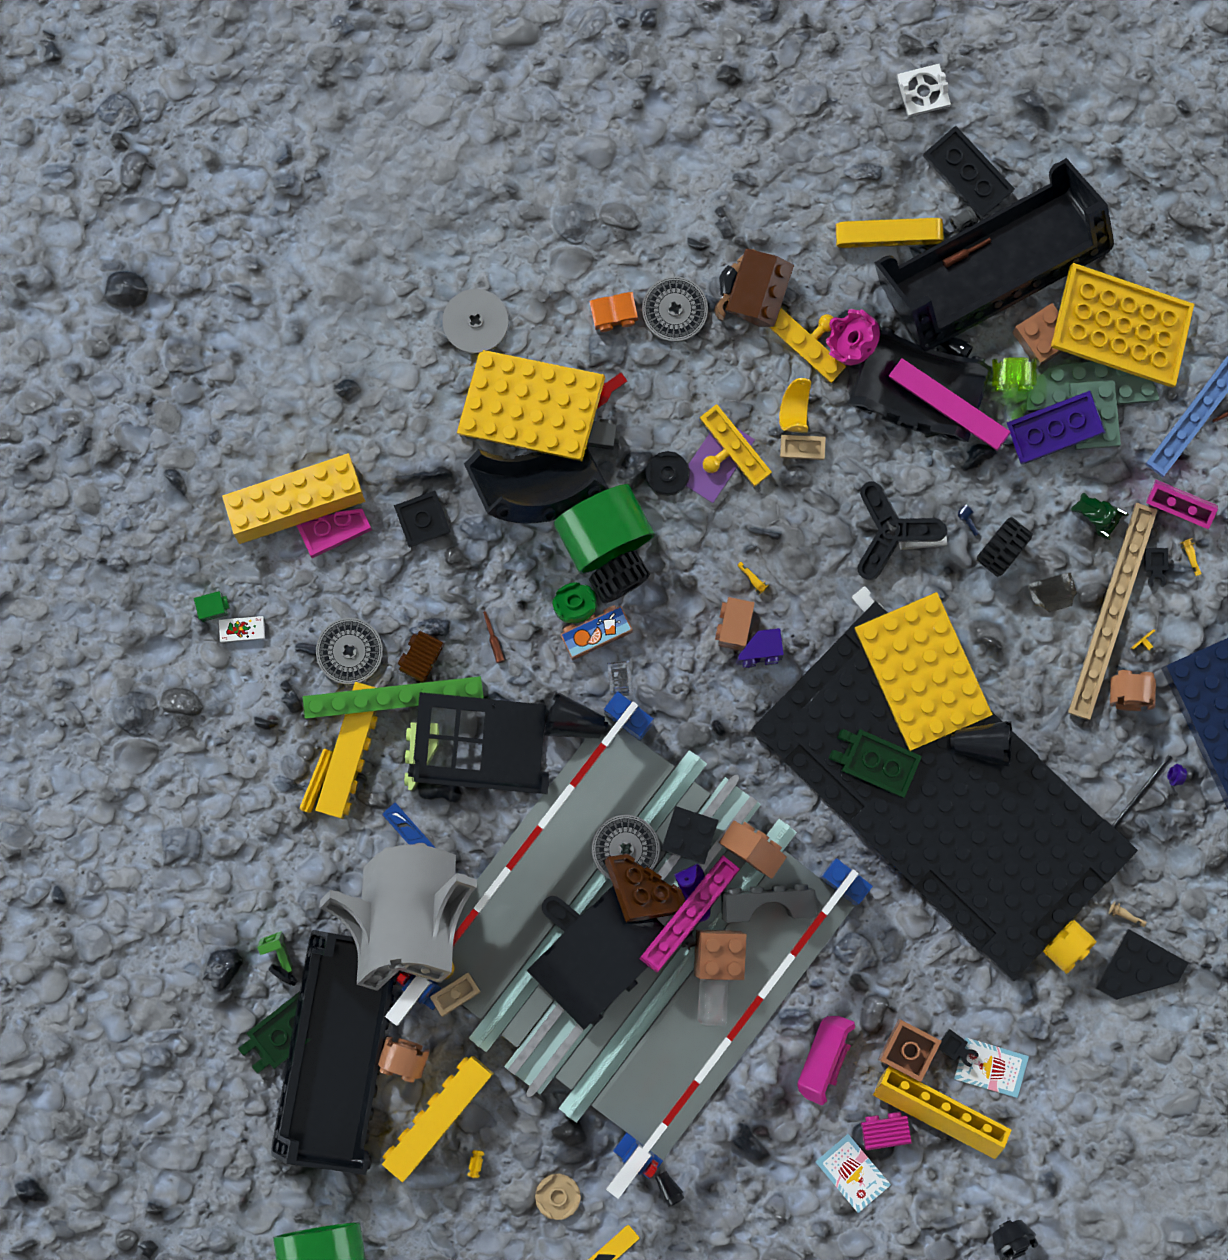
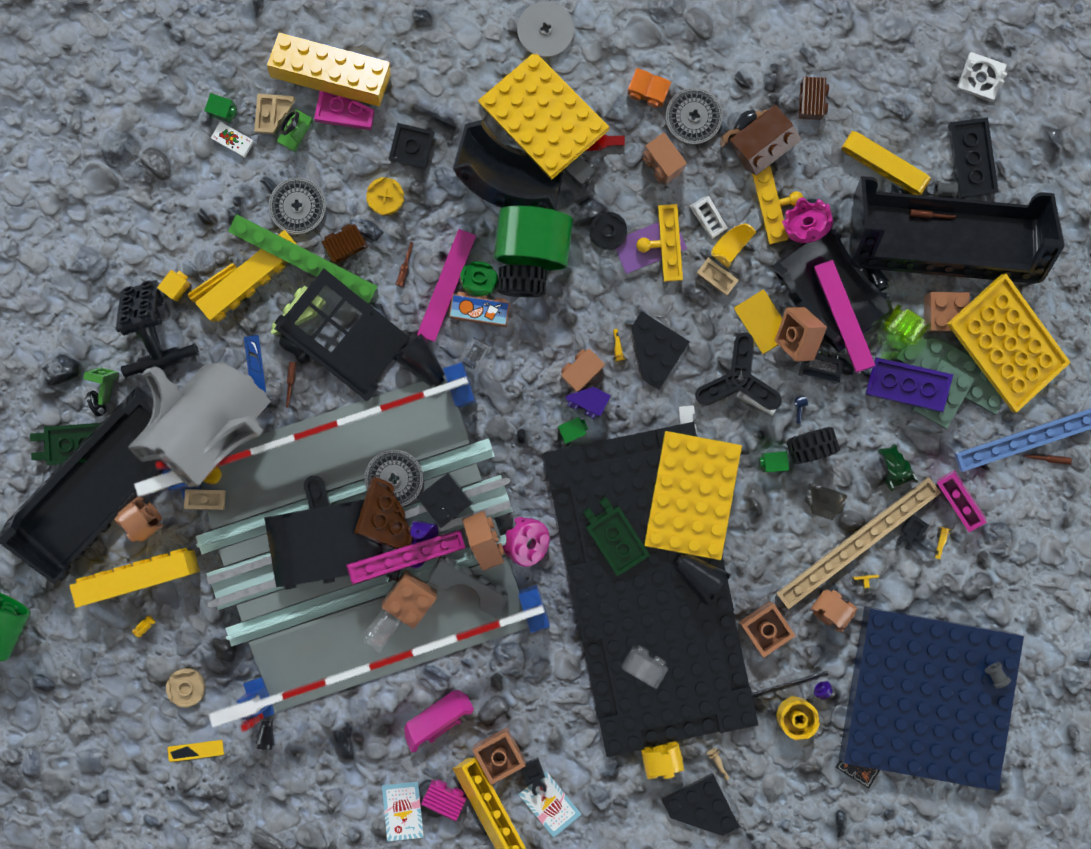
camera: 30 degrees right, 5 degrees up
(263, 577) = (271, 112): none -> tan wing
(273, 856) = (140, 315): none -> black plate
(281, 807) = (174, 285): none -> yellow brick
(297, 579) = (294, 129): none -> bright green piece
(428, 584) = (385, 196): none -> yellow tile
(456, 824) = (290, 380): none -> copper piece
(547, 630) = (446, 285): none -> dark pink tile
(675, 370) = (663, 159): none -> nougat brick
(742, 381) = (703, 220): none -> white slope
(764, 687) = (573, 429): none -> green brick
(777, 217) = (812, 98): none -> reddish brown brick
(785, 828) = (517, 540): none -> dark pink plate
(791, 555) = (656, 349): none -> black plate
(876, 460) = (760, 319): none -> yellow sticker
(919, 449) = (800, 334): none -> nougat brick
(961, 466) = (823, 368): none -> black window
(978, 587) = (774, 461): none -> green brick
(990, 866) = (644, 666): none -> clear brick
(1082, 752) = (767, 629): none -> nougat brick
(1179, 808) = (795, 729): none -> yellow brick

